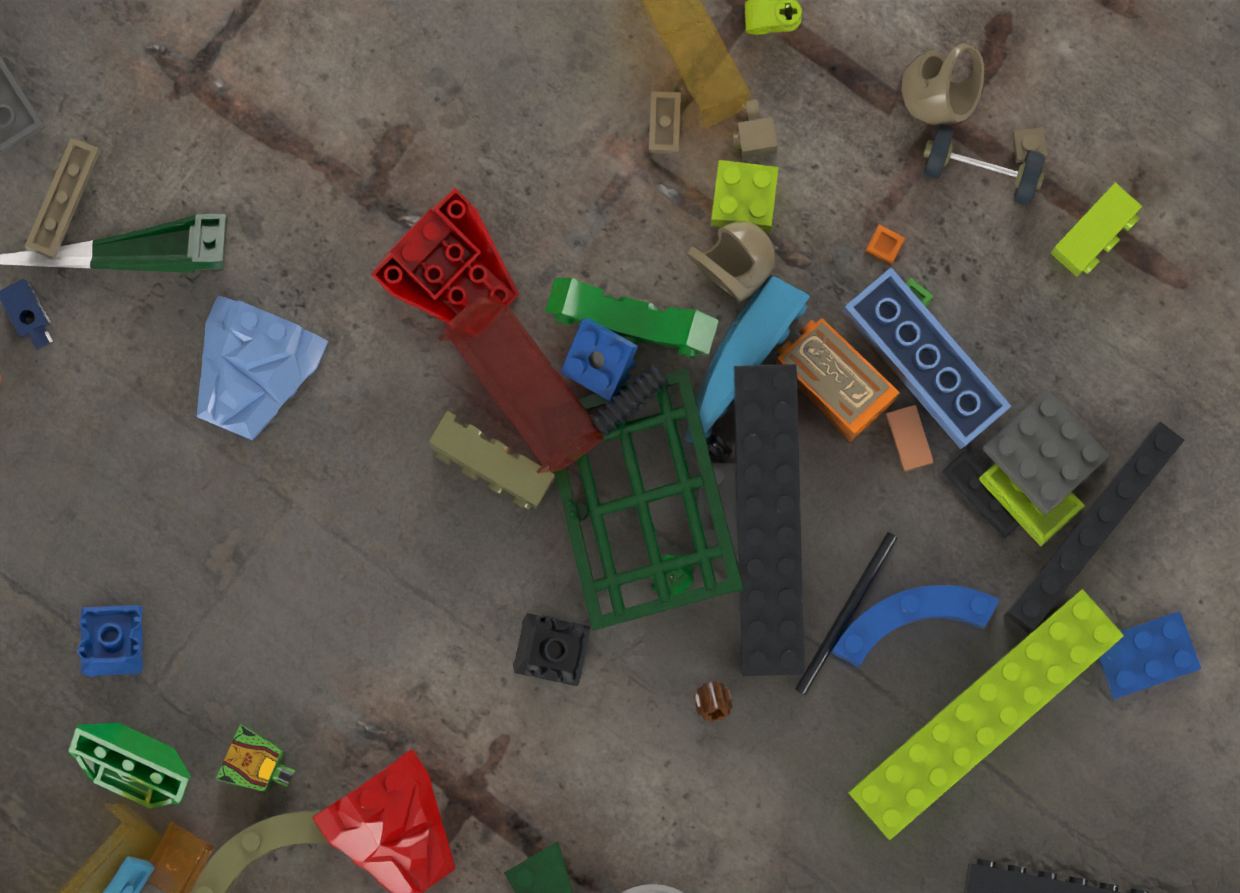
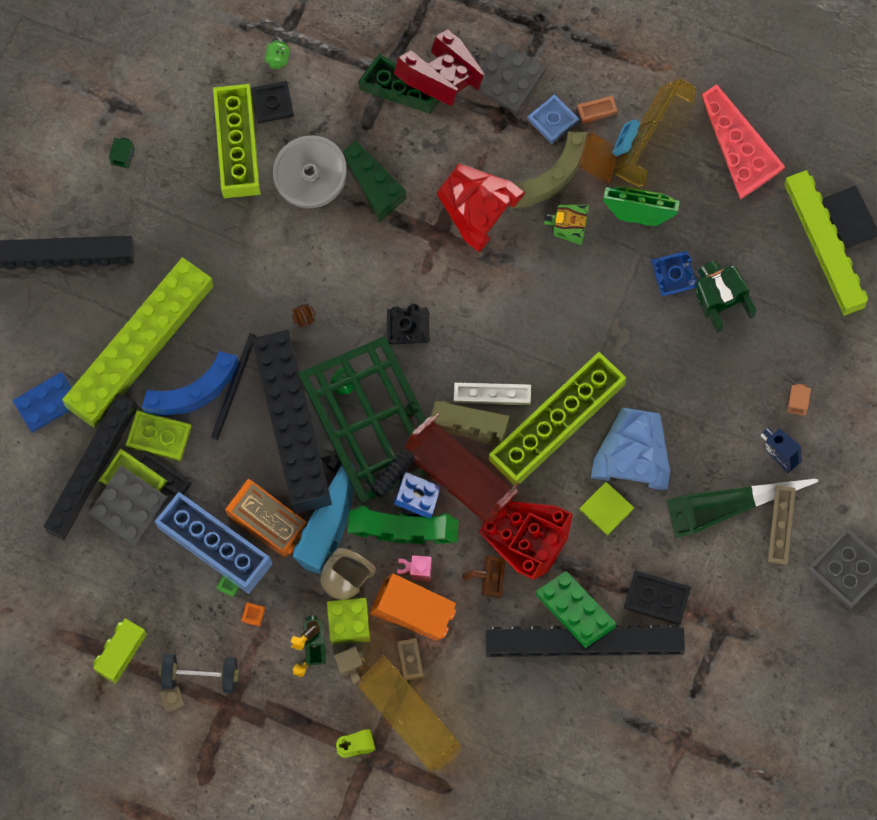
camera: 170 degrees right, 10 degrees down
(44, 583) = (721, 290): none -> dark green piece
(277, 132) = (657, 597): none -> black plate
(317, 286) = (606, 508): none -> lime tile
(354, 436) = (557, 419): none -> lime brick
(400, 89) = (561, 642): none -> black brick
(402, 135) = (575, 609): none -> green plate
(445, 505) = (492, 393): none -> white plate
(515, 216) = (492, 576): none -> reddish brown plate
(620, 253) = (419, 568): none -> bright pink brick
(645, 195) = (413, 607): none -> orange slope
(803, 170) = (314, 644): none -> torso
(909, 438) = (214, 497): nougat tile -> none
(933, 94) = (237, 713): dark tan piece -> none
(979, 558) = (158, 435): none -> lime tile

